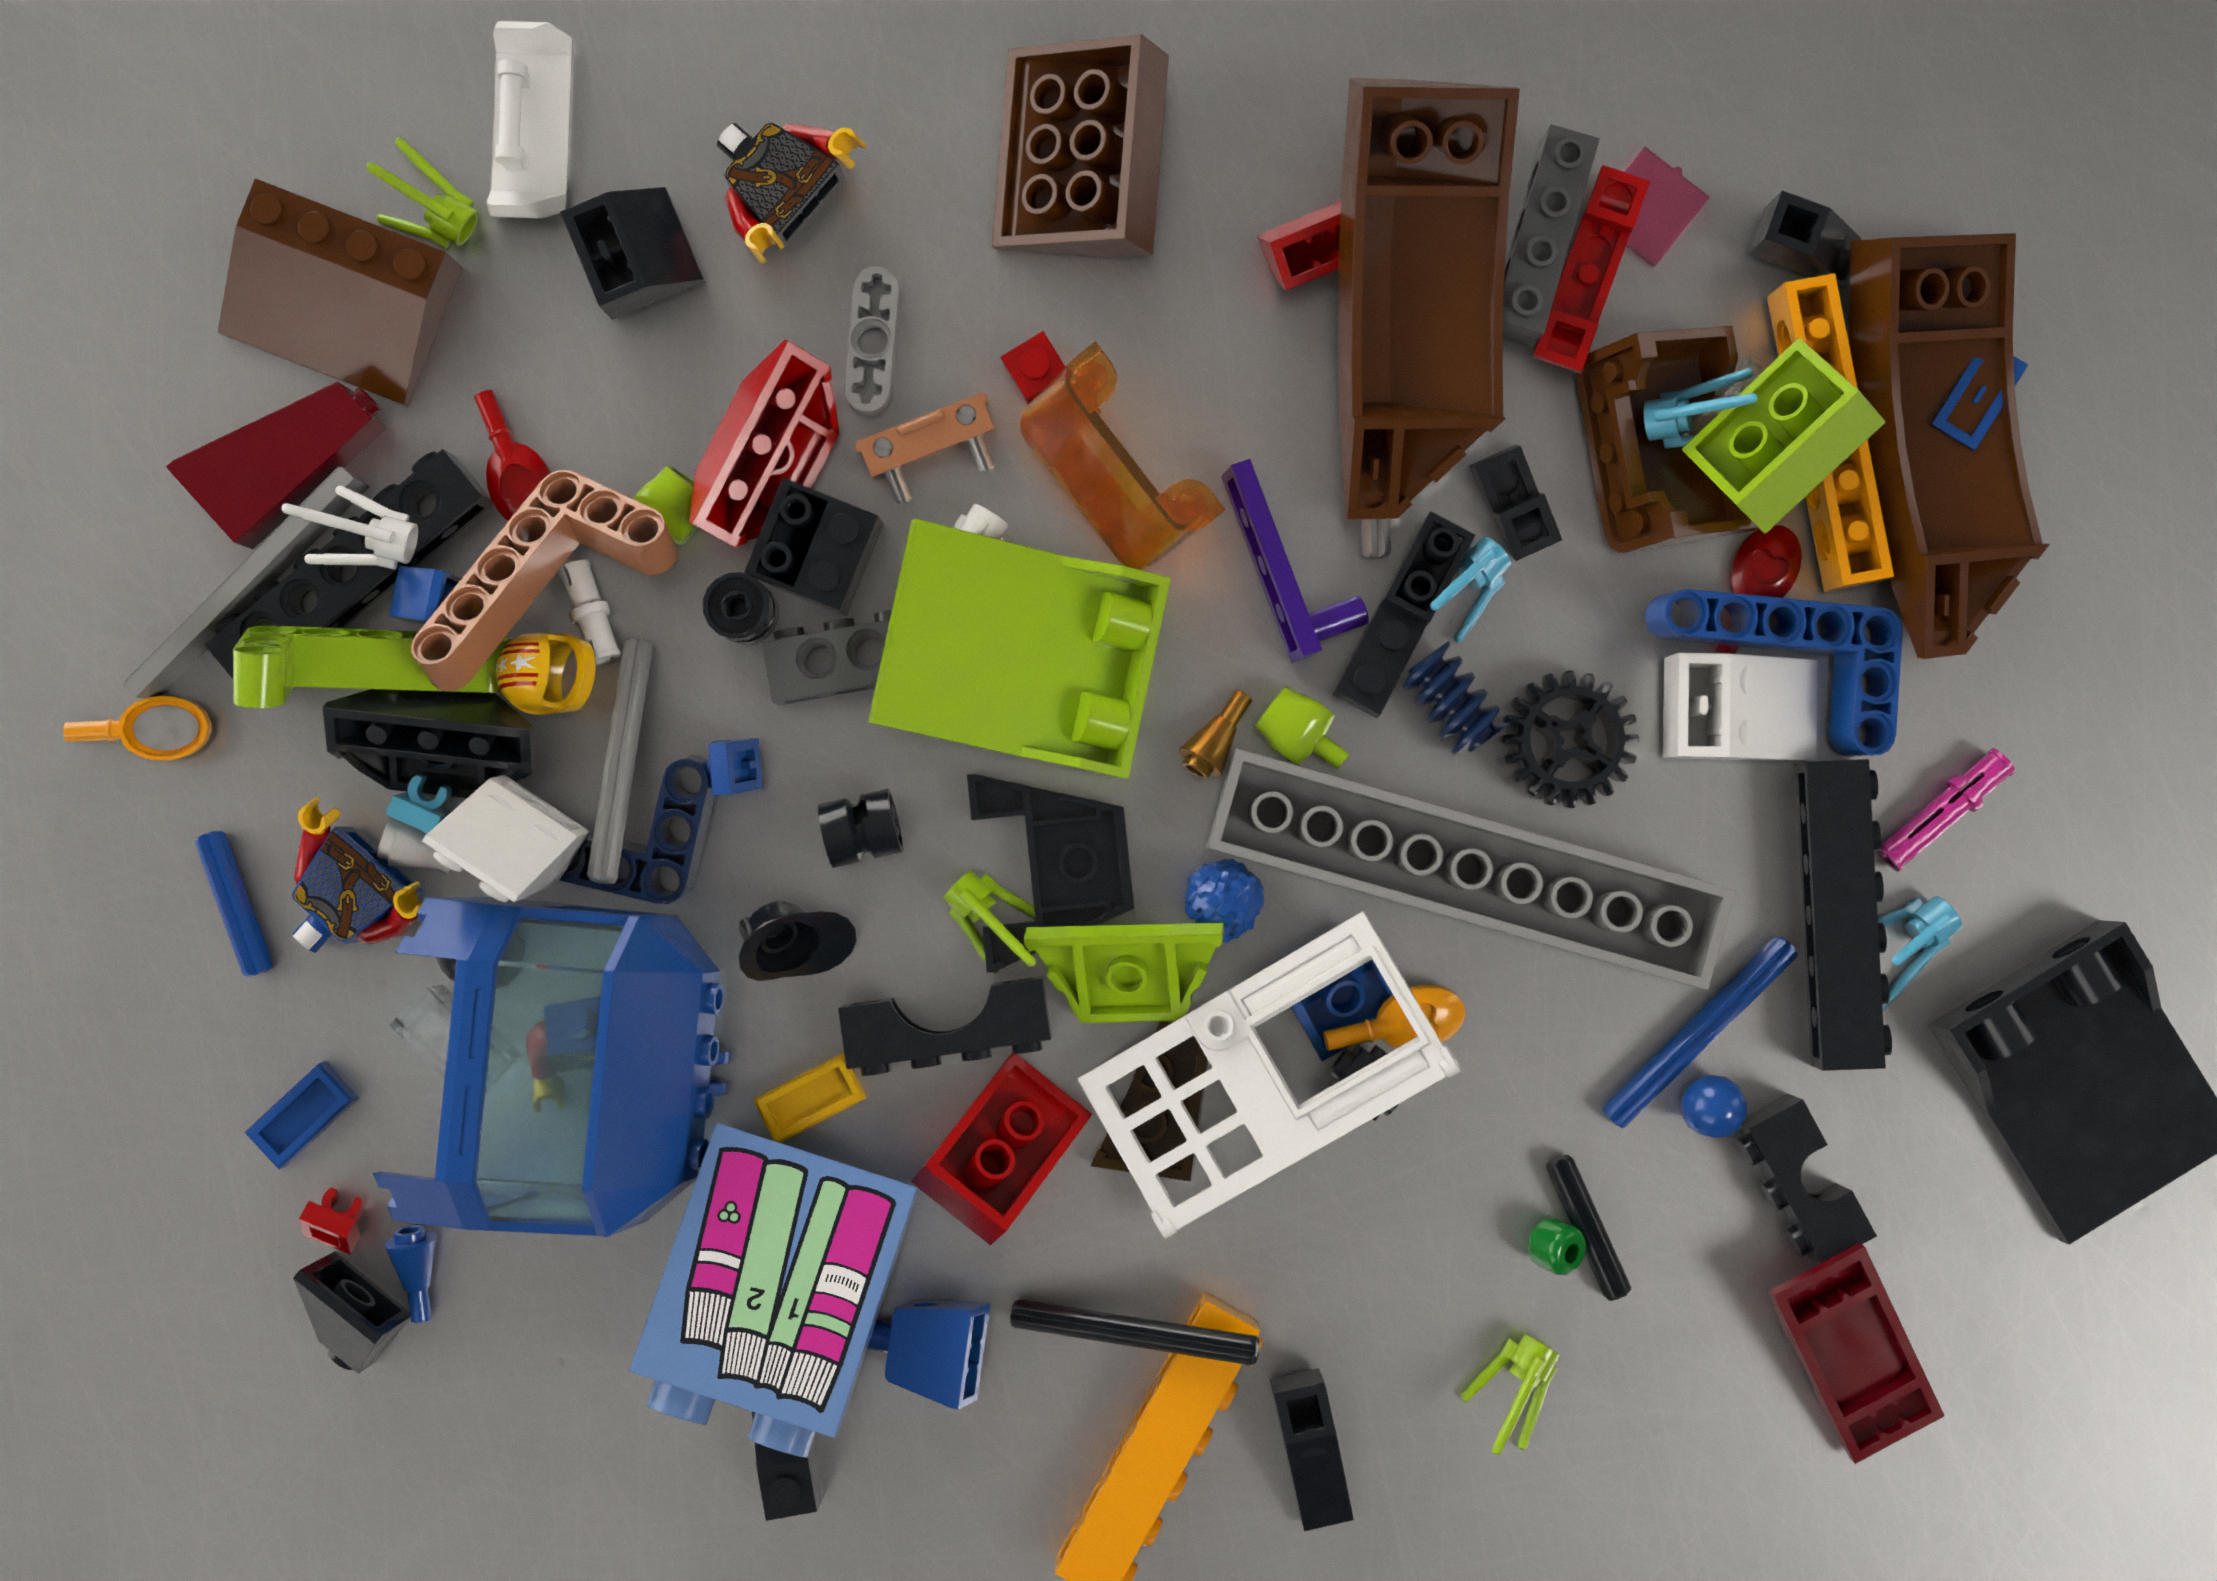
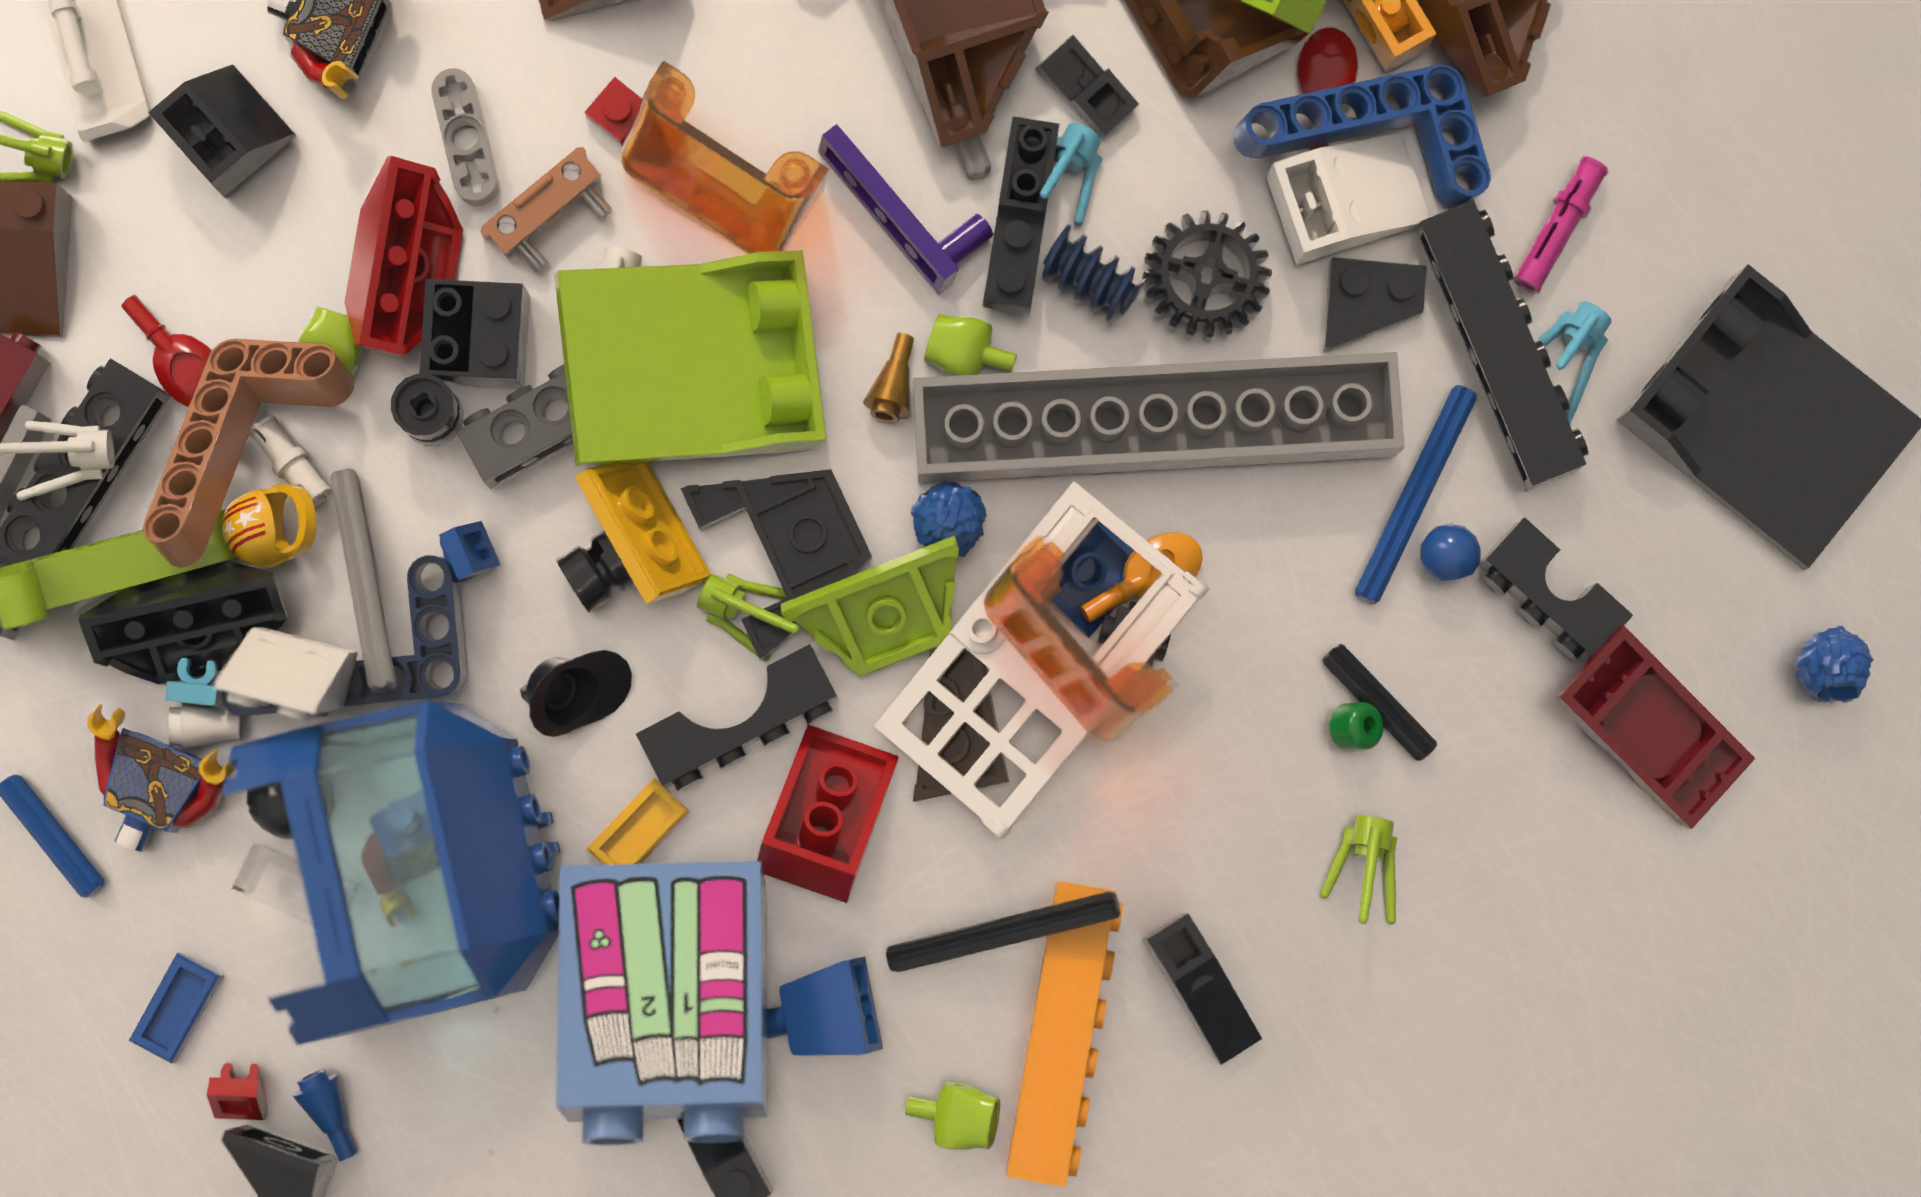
camera: 25 degrees left, 5 degrees down
(420, 593) = (132, 492): blue slope -> none
(915, 806) = (644, 529): none -> yellow tile
(1031, 1491) = (961, 1116): none -> lime piece
(1315, 1153) = (1019, 612): none -> clear orange windscreen
(1724, 817) = (1370, 297): none -> black wing
(2060, 1354) = (1834, 665): none -> blue piece

